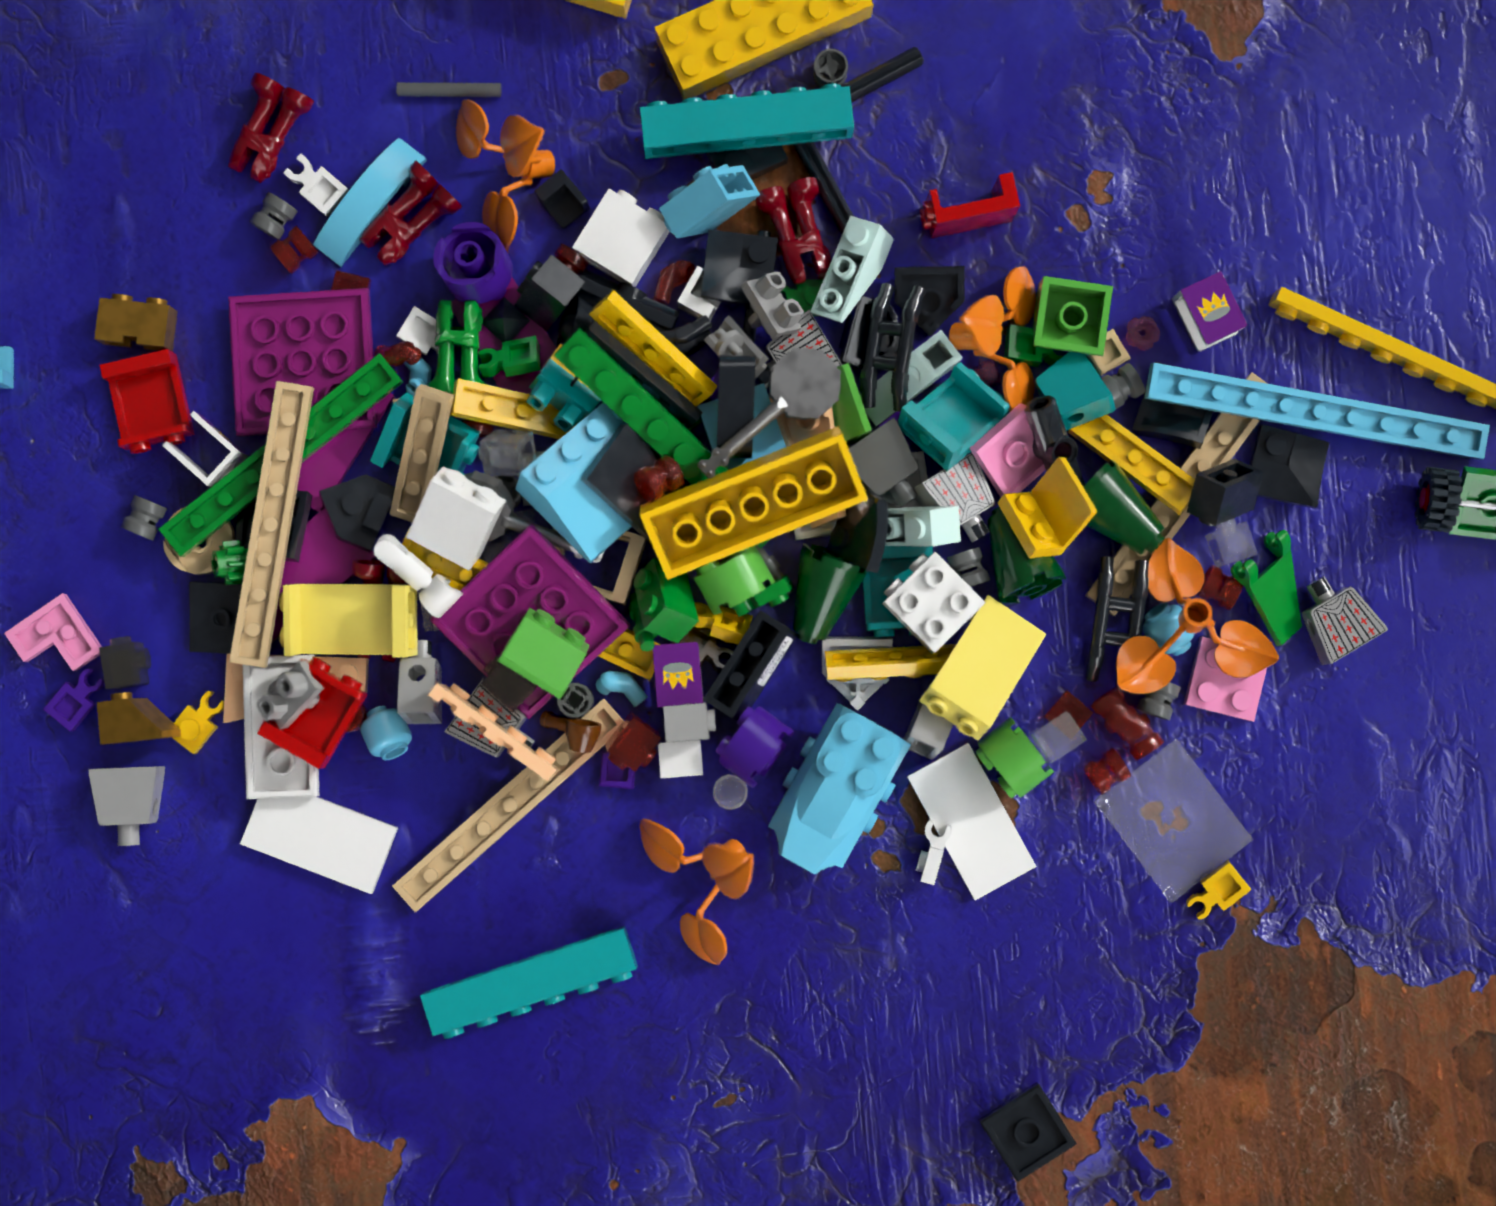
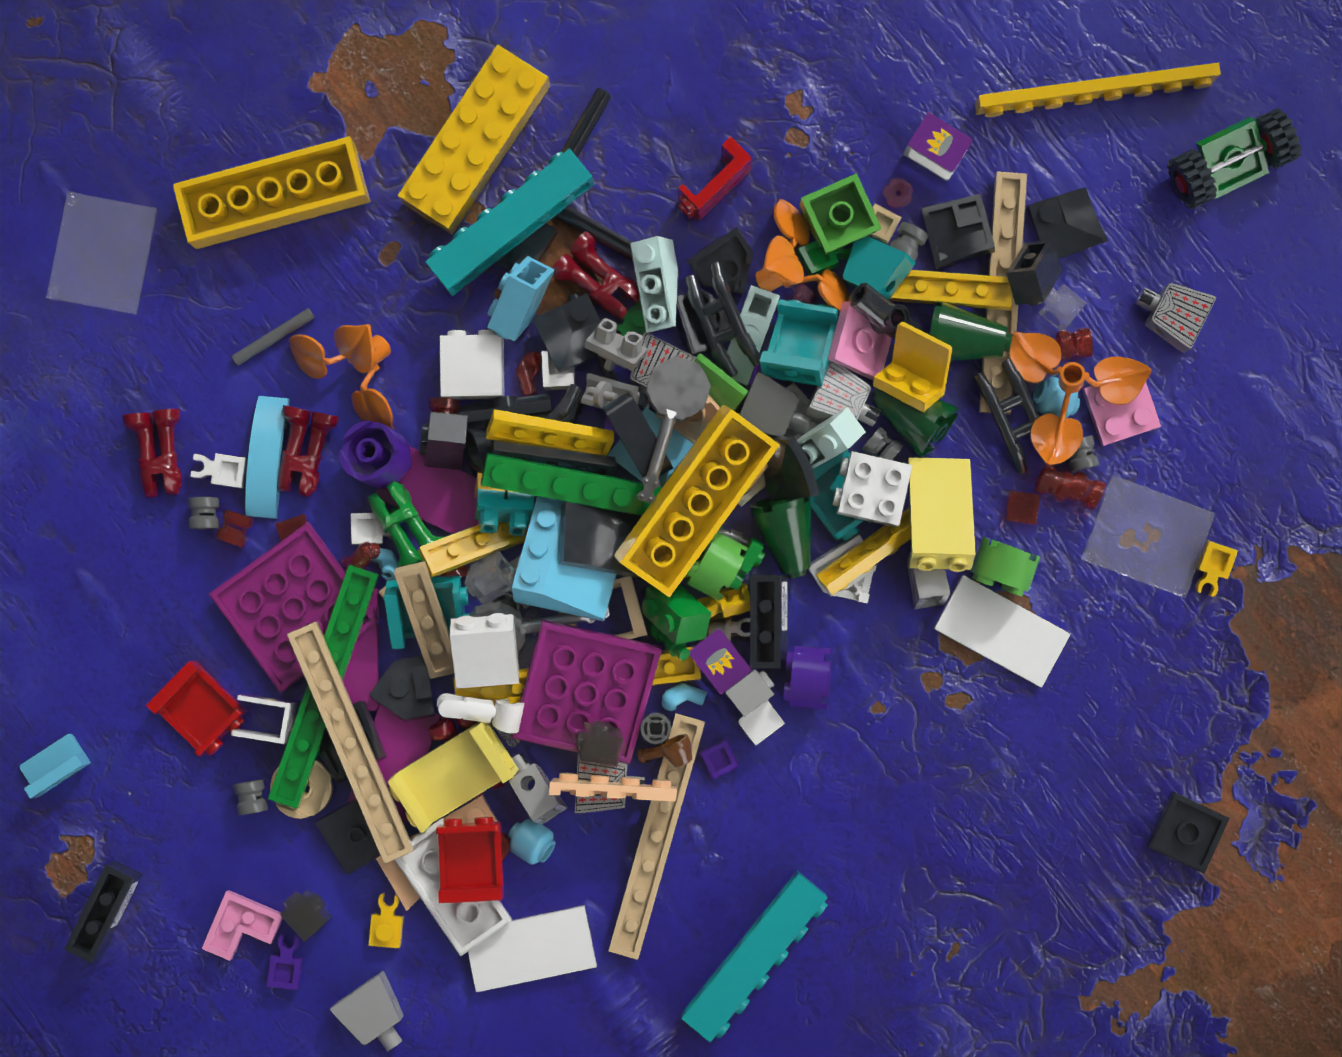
camera: 25 degrees left, 0 degrees up
(125, 320) = (160, 652): pearl gold brick -> none
(132, 720) = (338, 952): pearl gold slope -> none
(229, 562) = (336, 789): green gear -> none
(291, 696) = (446, 859): light grey hips -> none
(505, 321) = (425, 482): black slope -> none
(515, 358) = (450, 505): green plate -> none
(544, 652) = (613, 707): bright green slope -> none
(562, 199) = (409, 365): black panel -> none
(632, 743) = (719, 733): clear red brick -> none
(658, 479) = (616, 525): clear red wheel -> none
(727, 789) = (816, 724): clear wheel -> none
(728, 866) = (847, 779): orange plant -> none
(831, 63) = (545, 139): dark grey wheel -> none
(836, 790) = (889, 672): medium azure slope -> none
(930, 861) = (991, 679): white plate -> none
(1057, 737) = (1026, 529): clear panel -> none
(1100, 772) = (1077, 531): clear red wheel -> none
(1273, 589) = (1114, 319): green flag -> none
(1316, 411) = (1062, 170): medium azure plate -> none

